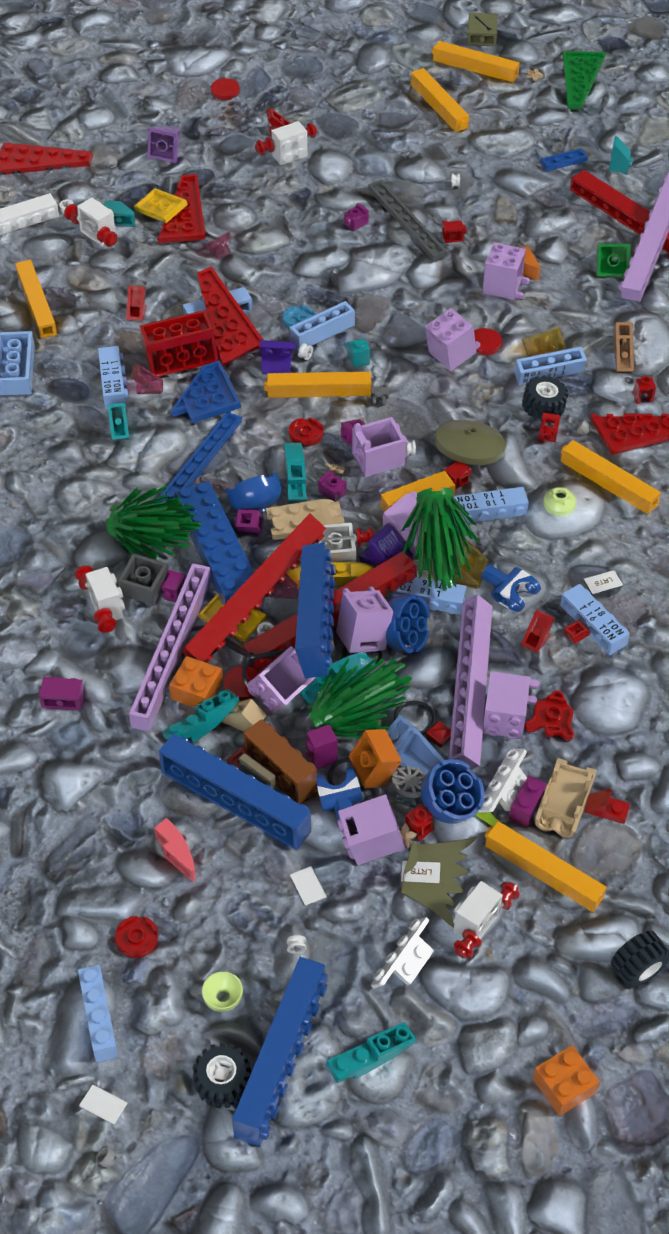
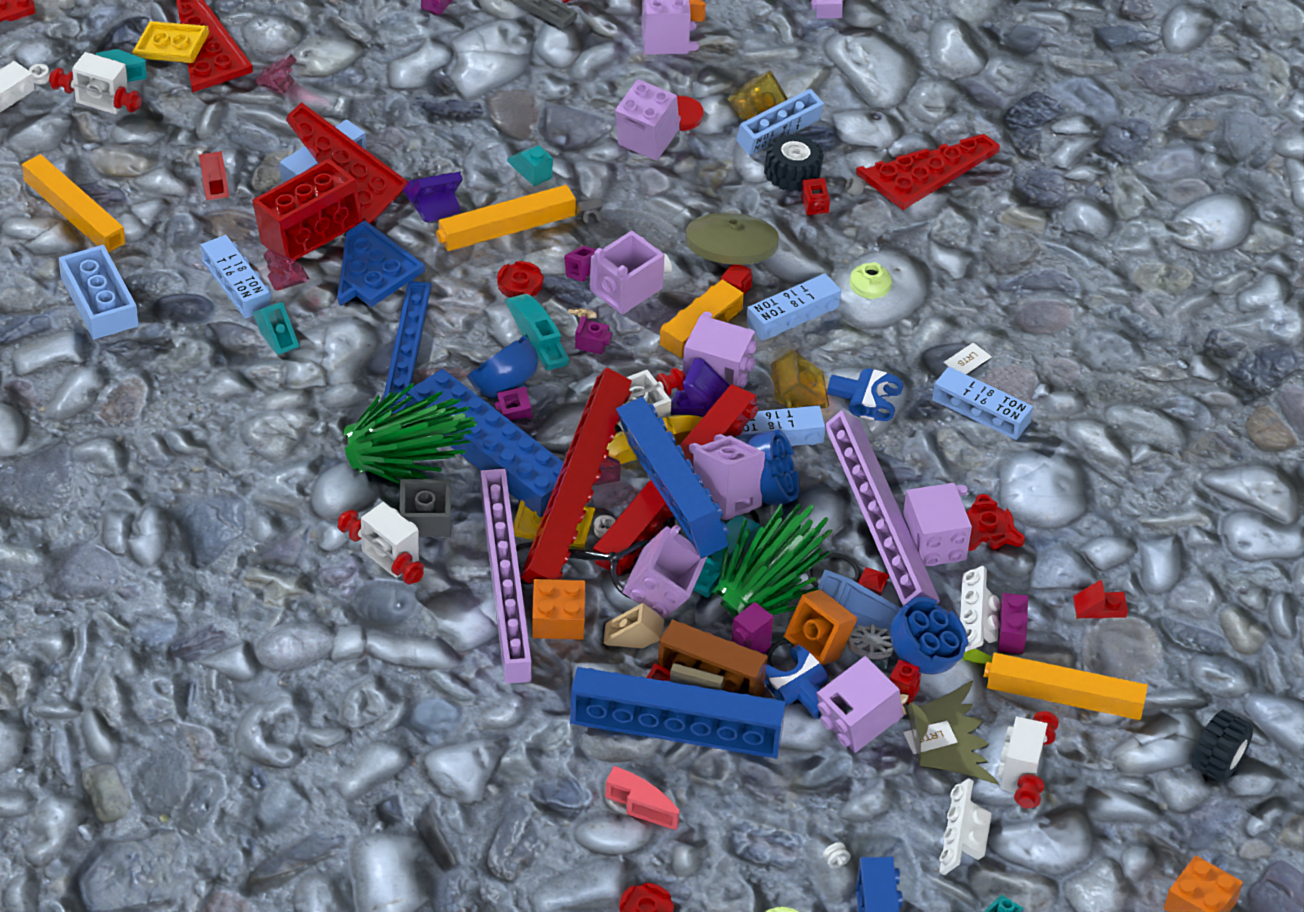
camera: 25 degrees left, 5 degrees down
(61, 693) = (399, 669): magenta brick -> none
(173, 585) = (464, 505): magenta brick -> none
(207, 717) = (593, 643): teal slope -> none
(234, 682) = (605, 597): red tile -> none
(288, 517) = (571, 385): tan piece -> none
(296, 314) = (432, 143): dark azure tile -> none
(305, 351) = (468, 181): white bush -> none
(308, 885) = (811, 792): white sticker -> none
(323, 325) = (474, 142): light blue brick -> none
(440, 535) = (773, 351): green plant -> none
(538, 631) = (926, 434): red slope -> none
(565, 799) = (1052, 608): tan piece -> none
(576, 631) = (968, 423): red tile -> none
(610, 476) = (916, 235): light orange brick -> none
(623, 346) = (853, 76): medium nougat slope -> none
(644, 385) = (904, 118): red window -> none

